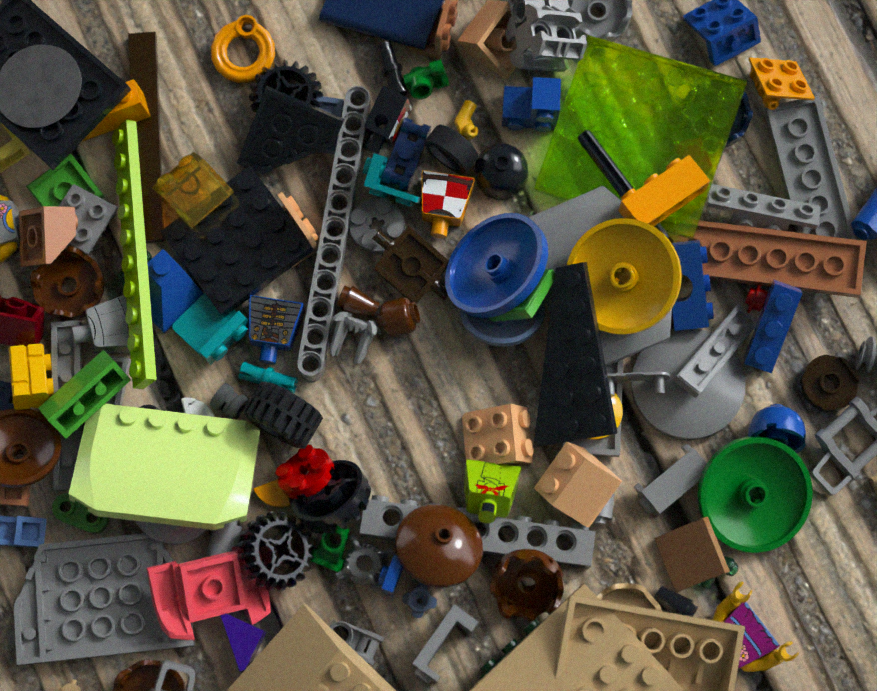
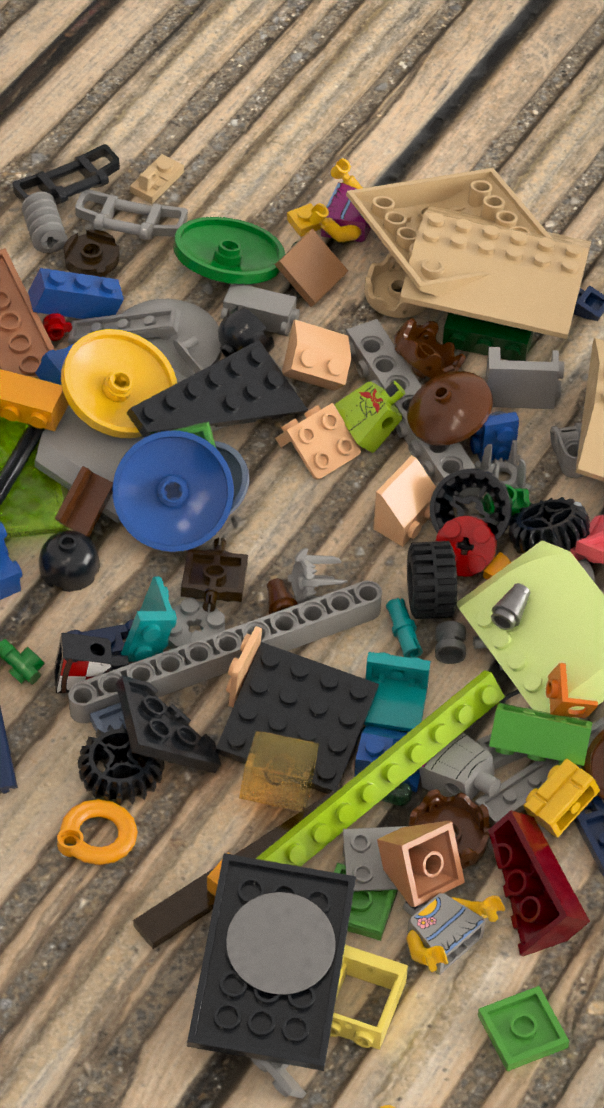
camera: 125 degrees left, 25 degrees down
(85, 415) = (558, 695): none -> orange bracket
(196, 407) = (478, 663): white tile -> none
(198, 440) = (510, 608): none -> flat silver cone
(273, 325) = (348, 642): torso -> none
(377, 455) = (404, 502): none -> light nougat slope
(391, 68) = (28, 696): black pin -> none
(398, 317) = (269, 560): reddish brown head -> none
(444, 200) = (127, 583): torso -> none
(451, 149) = (80, 595): black tyre -> none
(463, 120) = (40, 615): yellow arm -> none
(535, 199) = (85, 502): none -> reddish brown panel
(642, 440) = (240, 330): none -> black cylinder
(674, 602) = (359, 260): black cone -> none
(765, 598) = (300, 220): none -> yellow plate
(779, 424) = (160, 263): blue cylinder -> none

